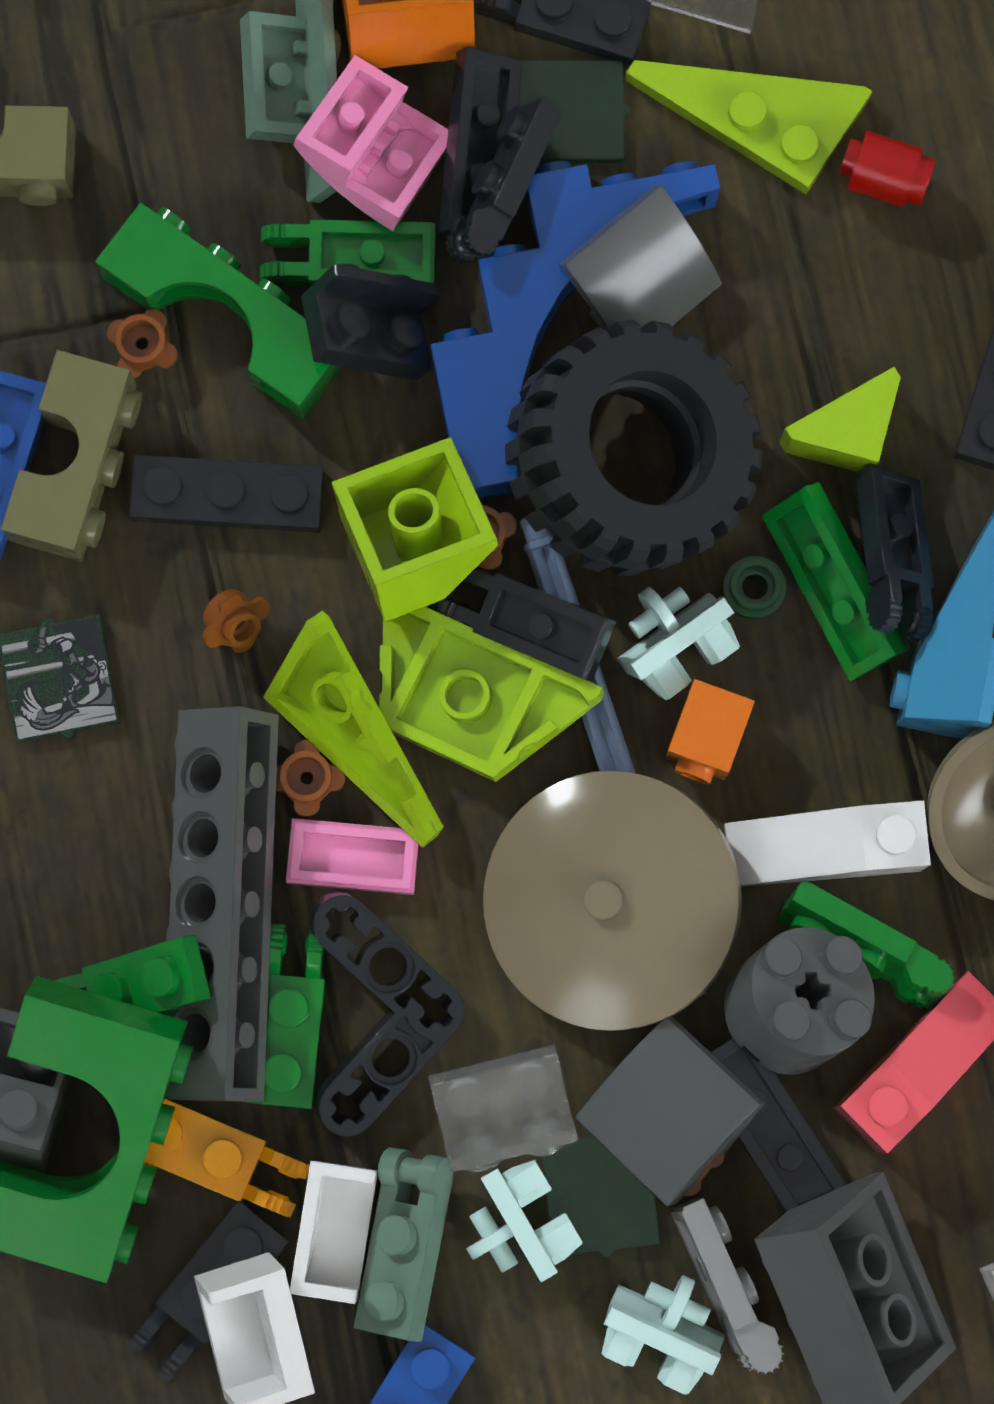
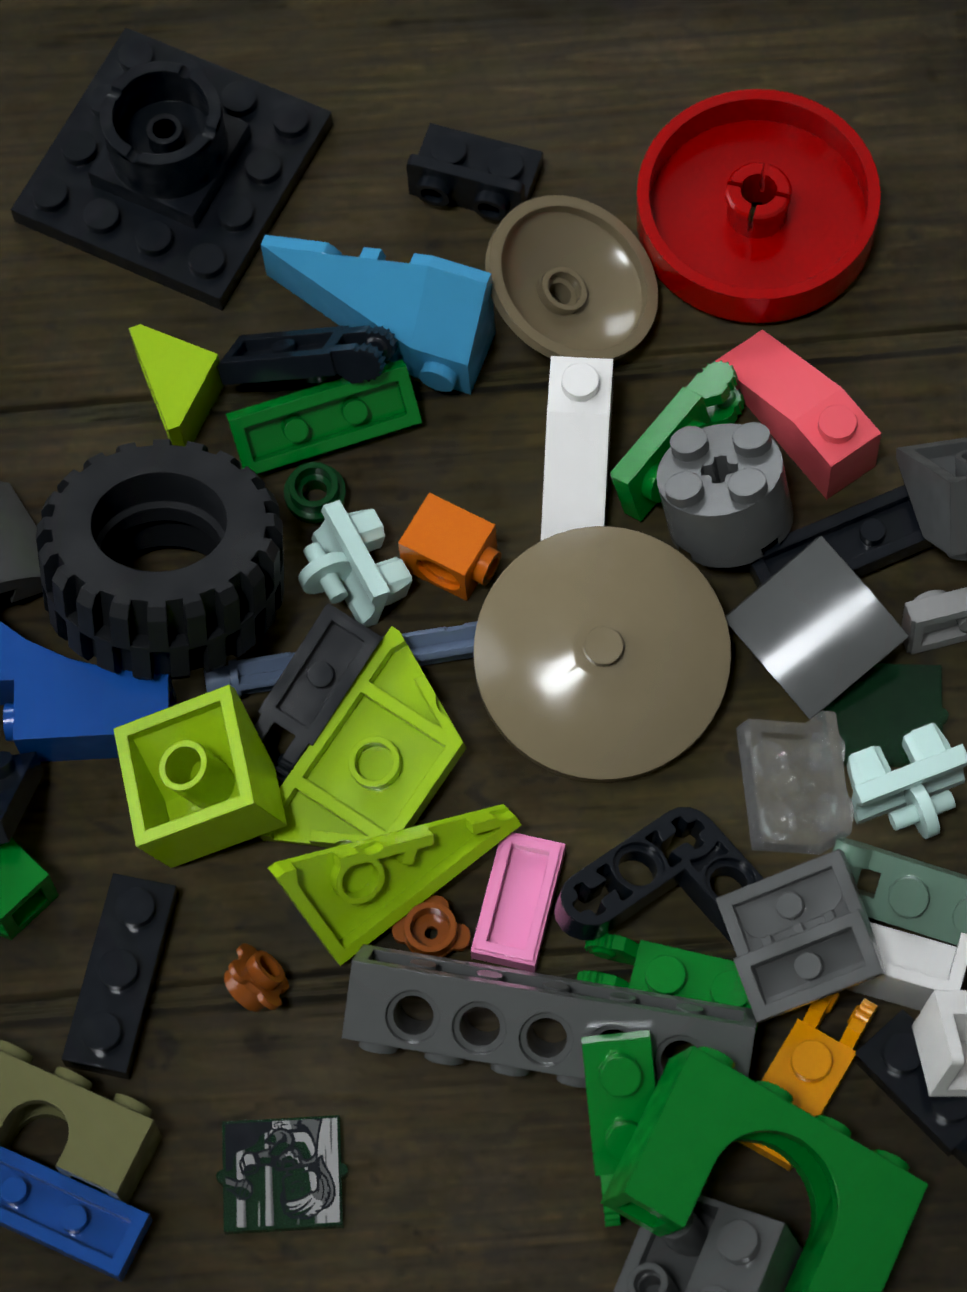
camera: 75 degrees left, 15 degrees down
(326, 1134) = (800, 935): none -> dark grey slope

